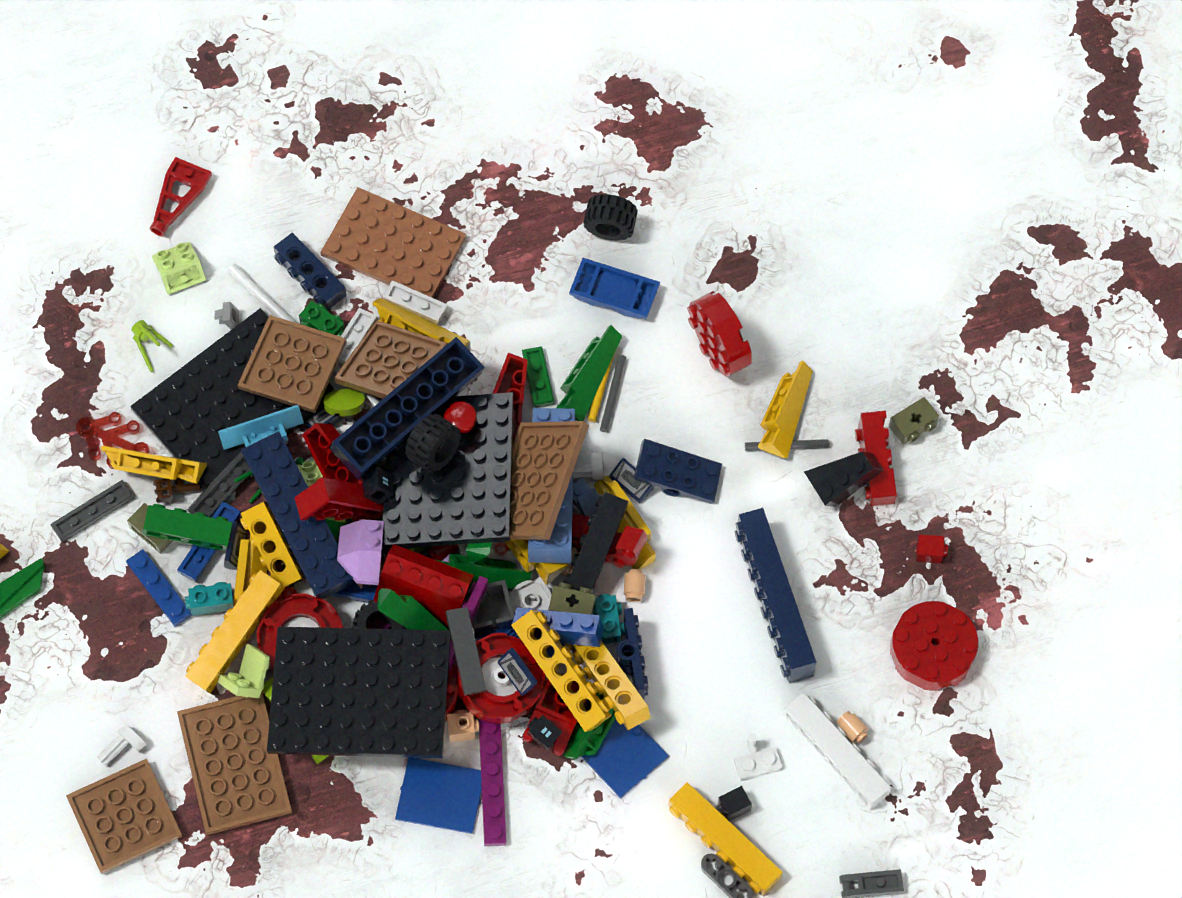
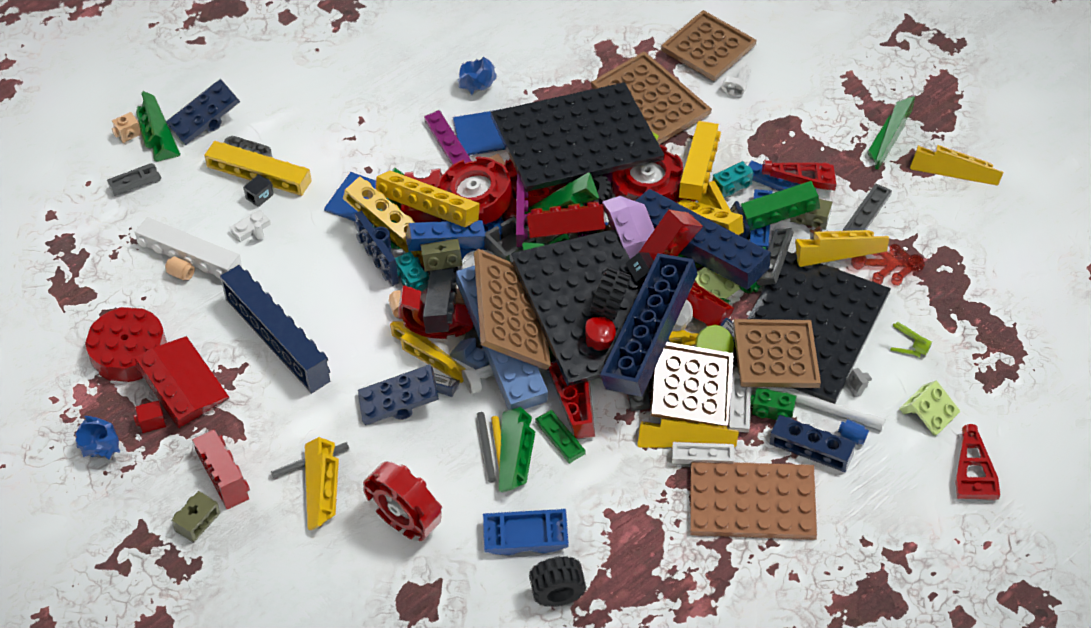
camera: 160 degrees right, 15 degrees down
(110, 567) = (824, 173): none -> red plate
(251, 675) = (673, 132): yellowish green bracket -> none
(261, 427) = (764, 292): medium azure bracket -> none
(265, 268) = (853, 432): none -> blue brick
(420, 871) = (476, 75): none -> blue hair
(465, 651) = (508, 180): dark grey tile -> none
(517, 672) = (459, 186): slope -> none
(543, 732) = (422, 166): black brick -> none
(843, 477) = (245, 431): black wedge -> none
(889, 568) = (181, 380): none -> red slope
(989, 534) = (97, 438): none -> blue hair

